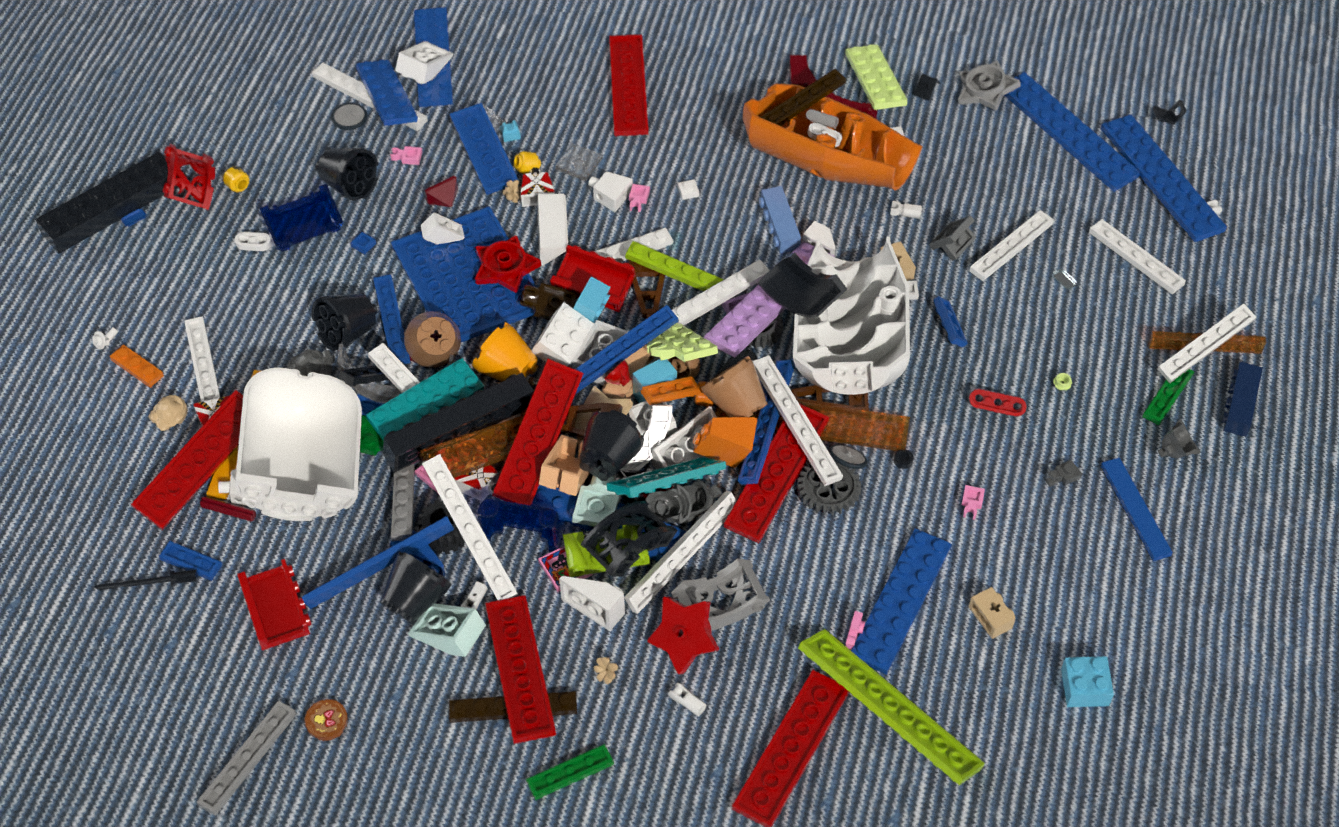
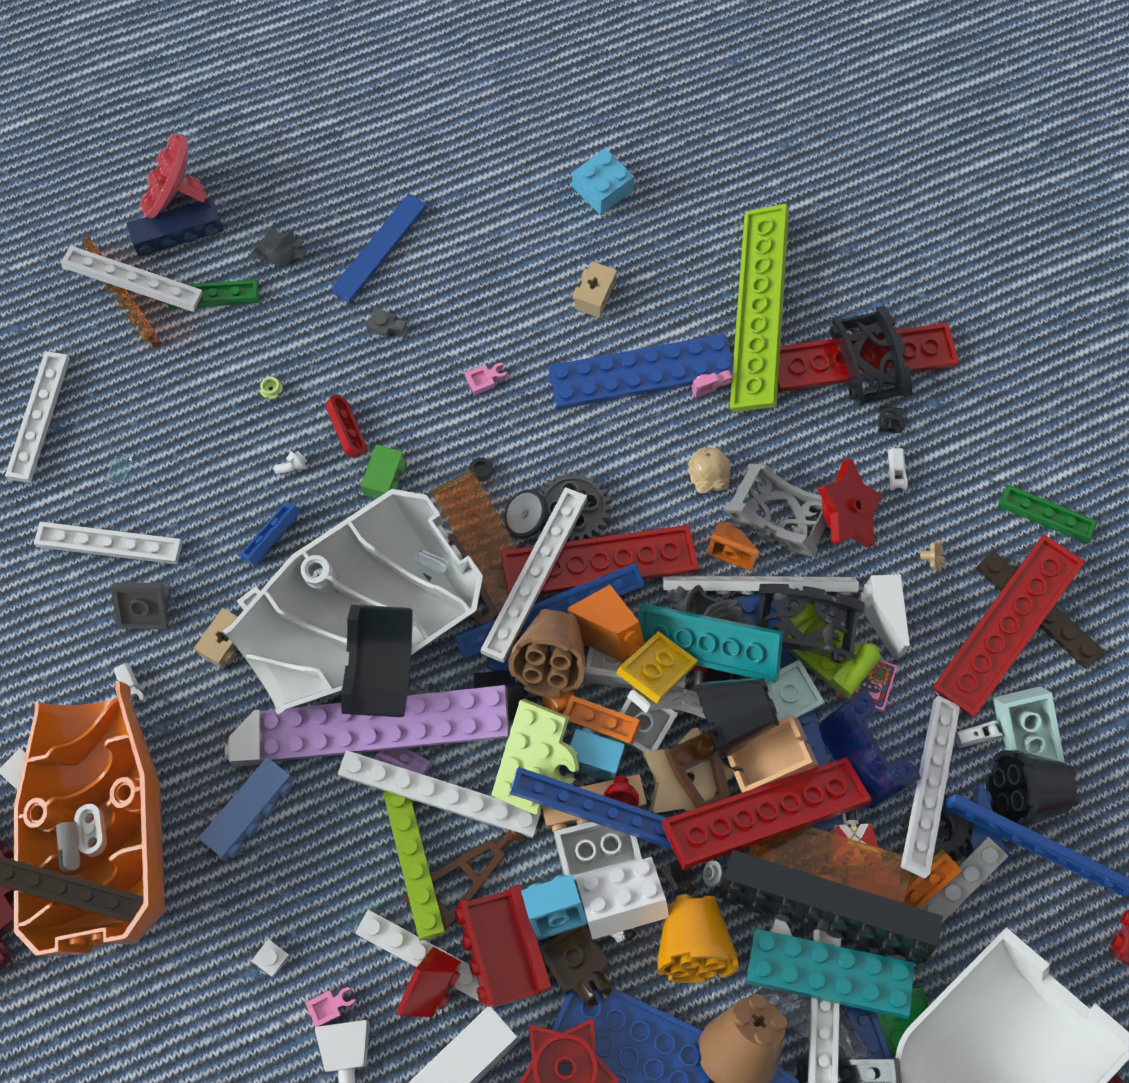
camera: 130 degrees left, 15 degrees up
(420, 488) = (922, 889): none -> orange plate
(604, 232) = (430, 985): none -> red slope
(675, 435) = (657, 667): none -> yellow plate
(720, 548) = (732, 546): none -> orange slope
(722, 721) = (891, 423): none -> black bracket
(755, 748) = (880, 323): none -> black fence
(784, 582) = (709, 470): none -> tan hair
(944, 401) = (383, 471): none -> bright green brick
(993, 362) = (296, 461): none -> white plate
(1278, 405) = (170, 178): none -> coral bracket

